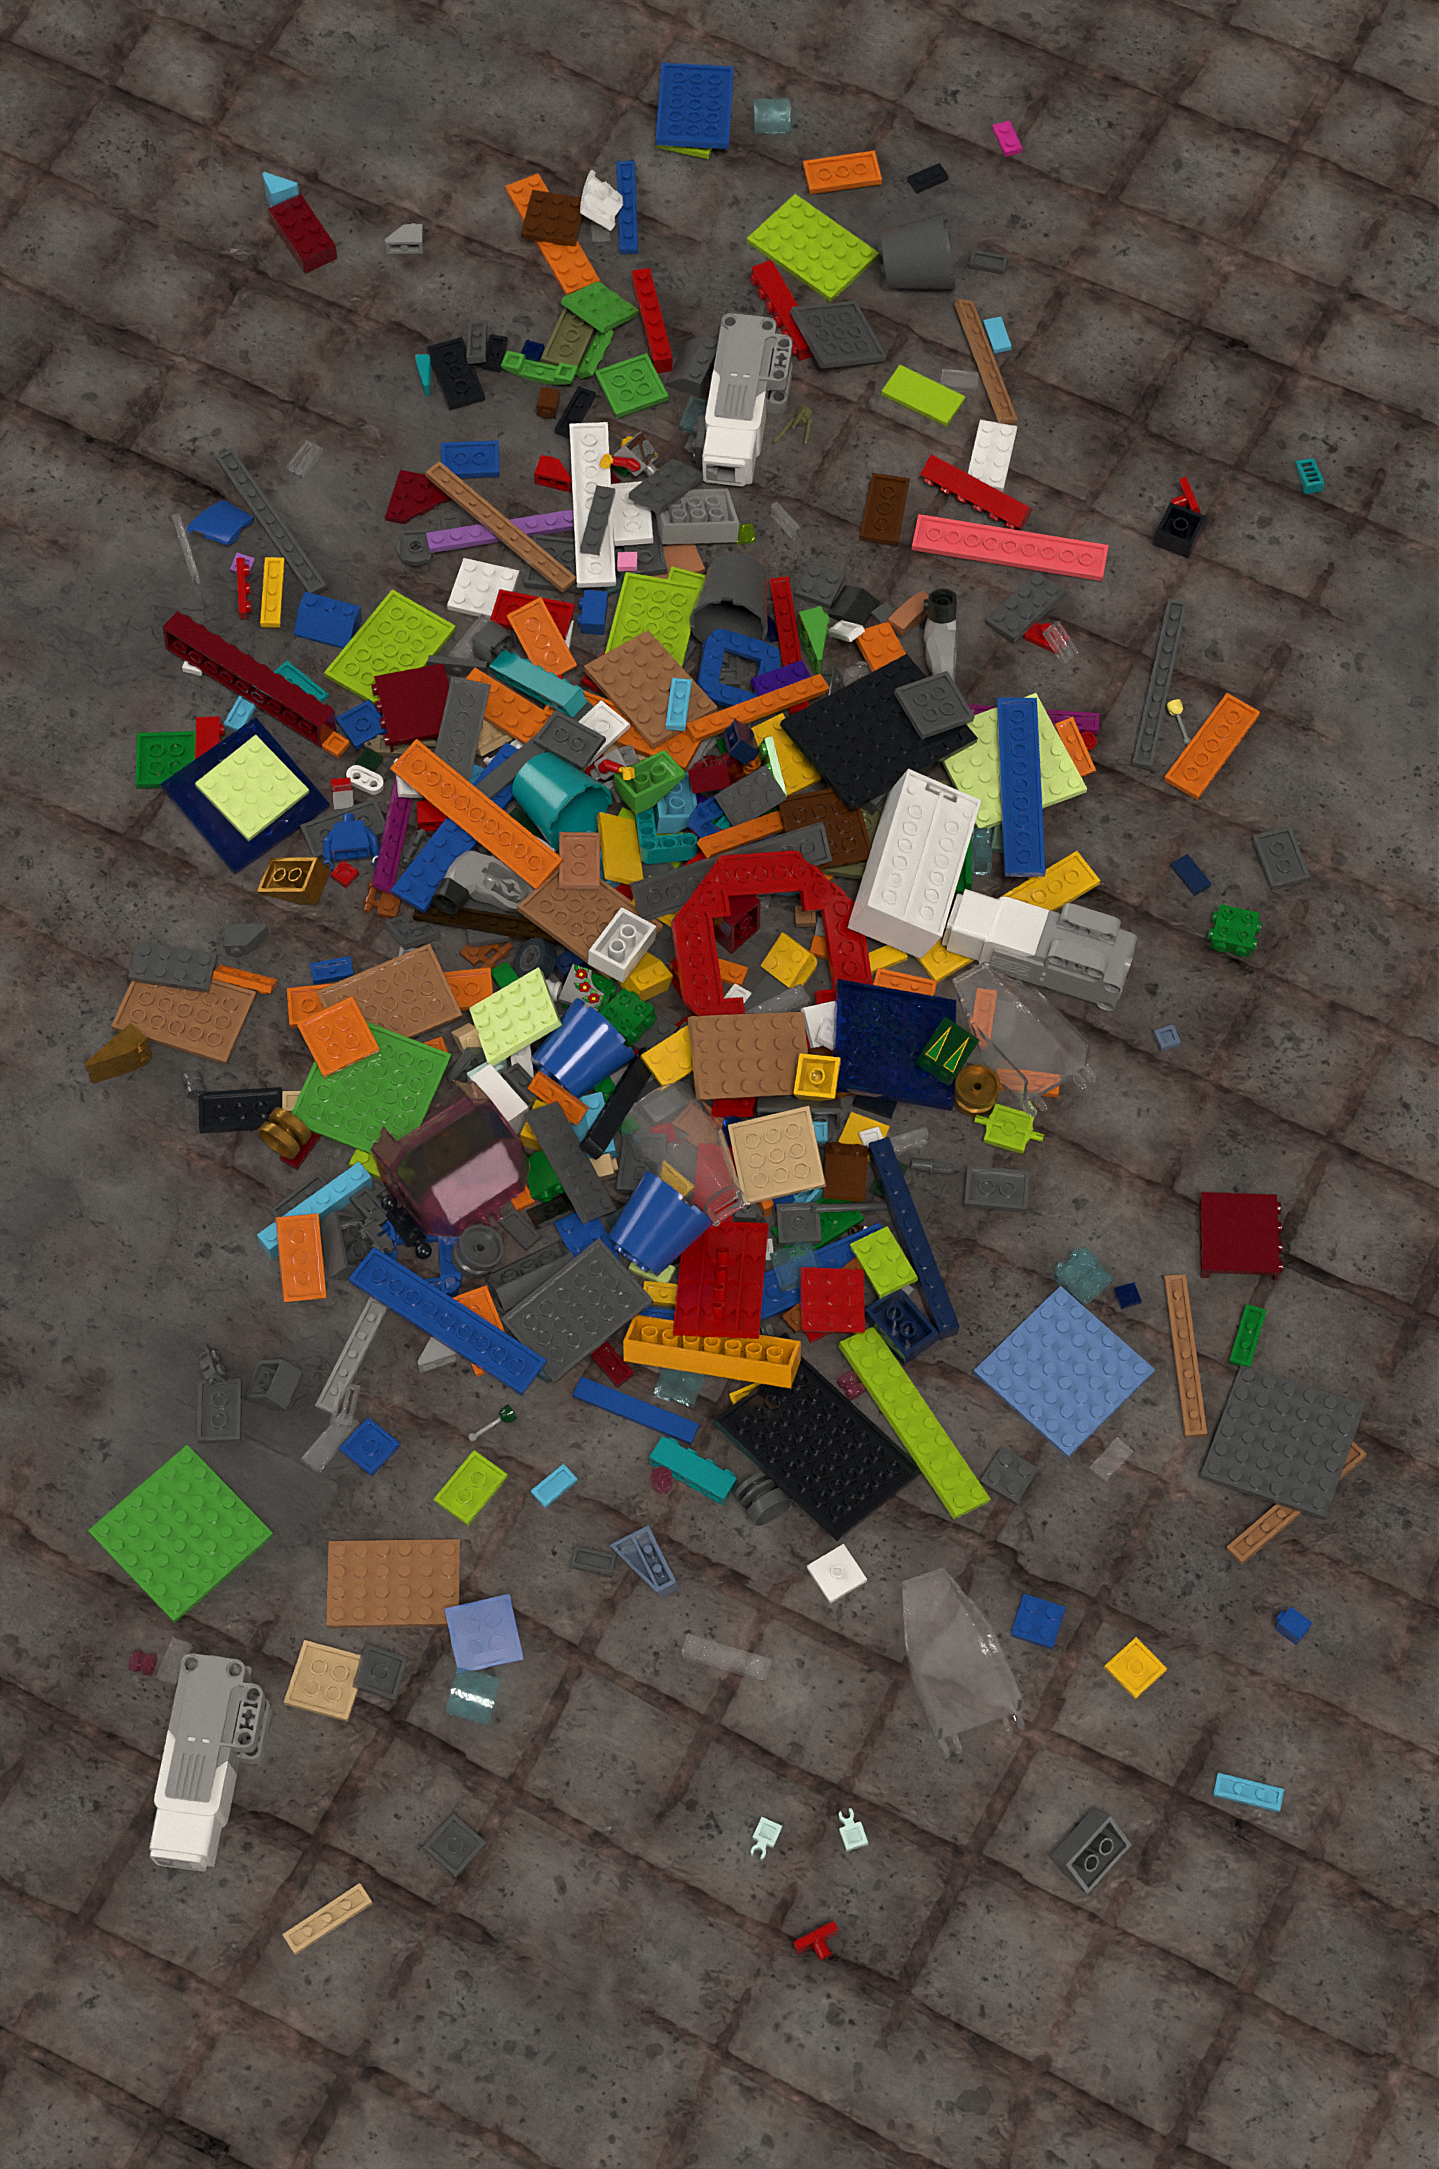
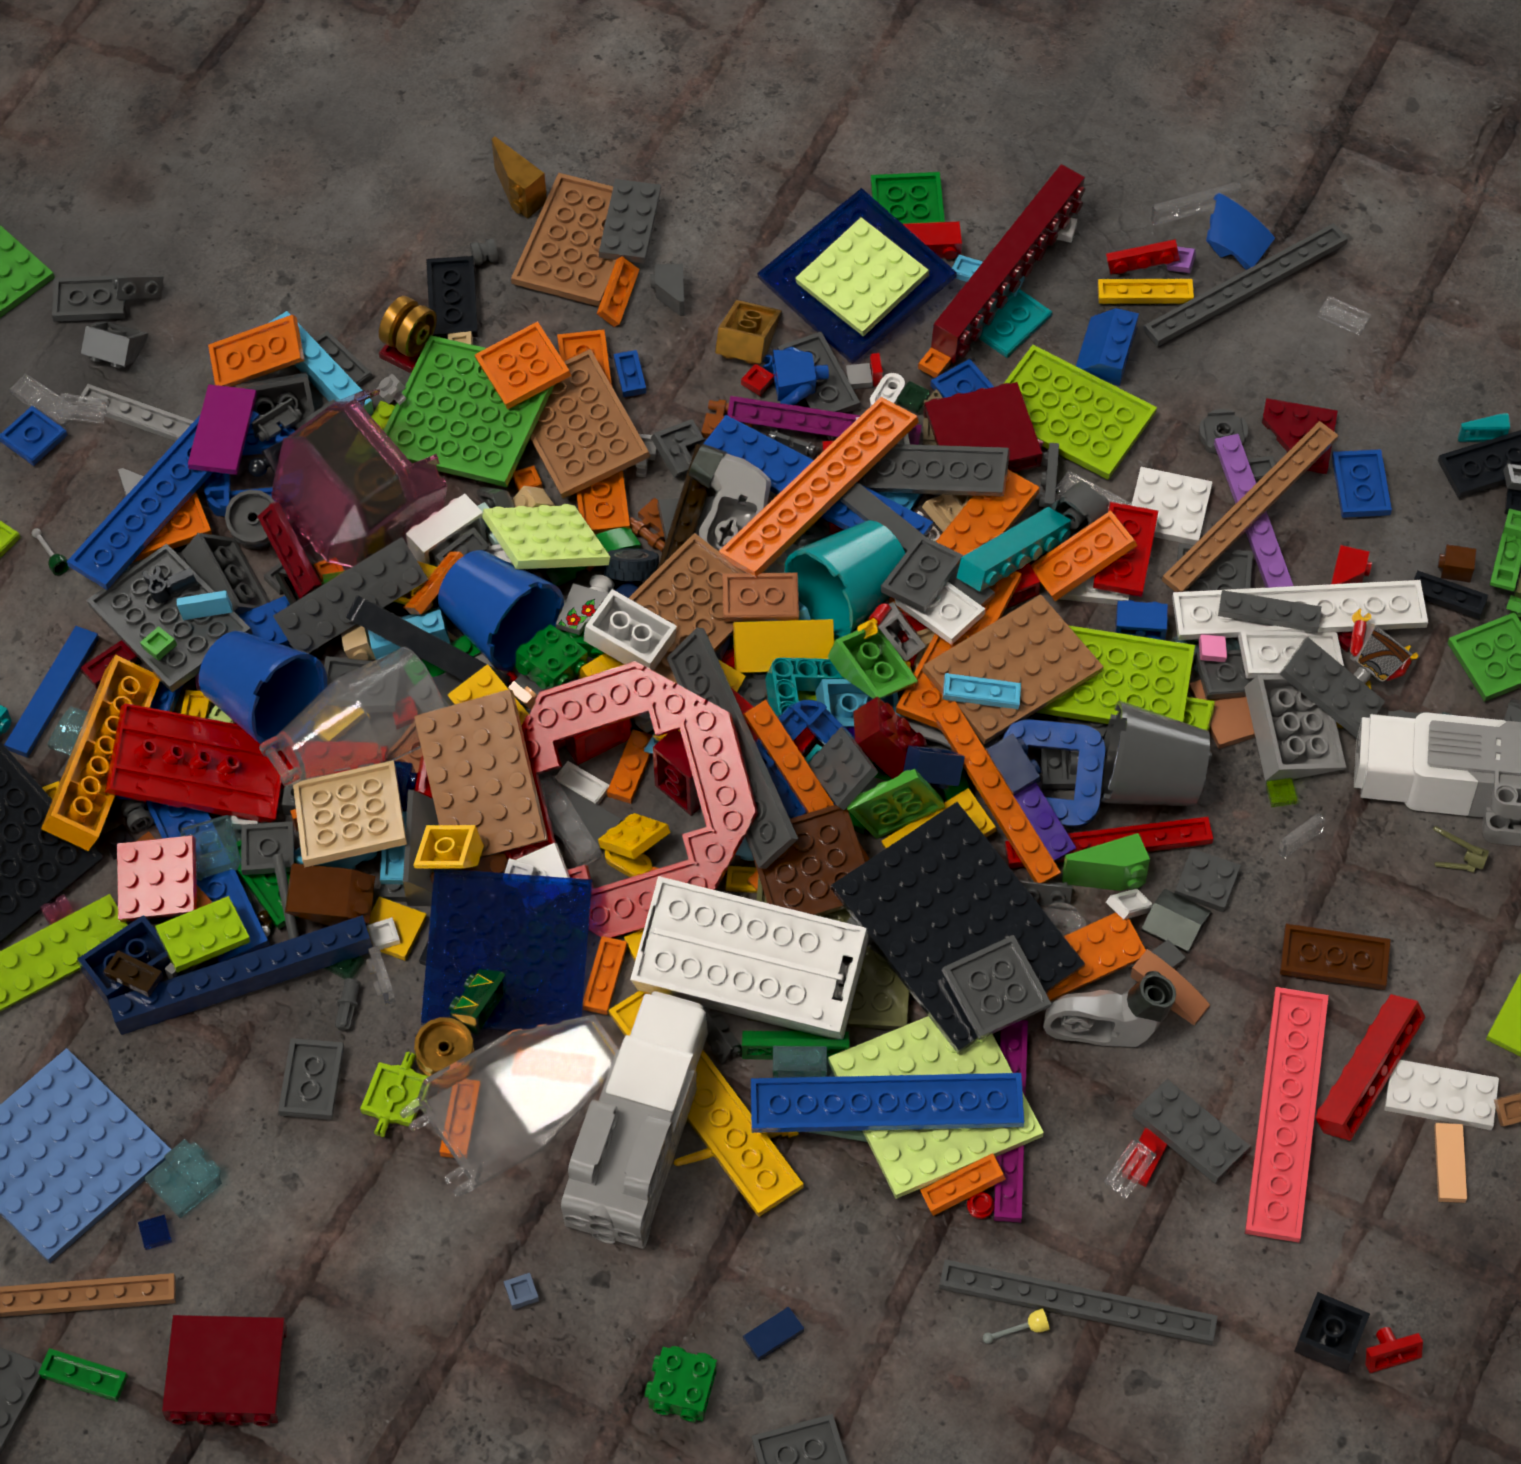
camera: 90 degrees right, 5 degrees down
(341, 1152) = (391, 390): none -> light grey plate
(391, 1272) = (222, 429): none -> magenta tile
(519, 1213) = (289, 549): none -> dark red plate
(554, 1314) = (162, 590): none -> black bar
(577, 1272) = (204, 605): none -> medium azure tile
(612, 1308) = (158, 643): none -> bright green plate
(671, 1026) = (525, 695): none -> light nougat plate
(739, 688) = (1014, 764): none -> dark blue brick
(772, 631) = (1130, 815): clear blue plate -> none
(923, 1307) = (133, 973): none -> dark brown plate
(1044, 455) = (1450, 1163): none -> light nougat tile
(1212, 746) = (978, 1368): orange plate -> none

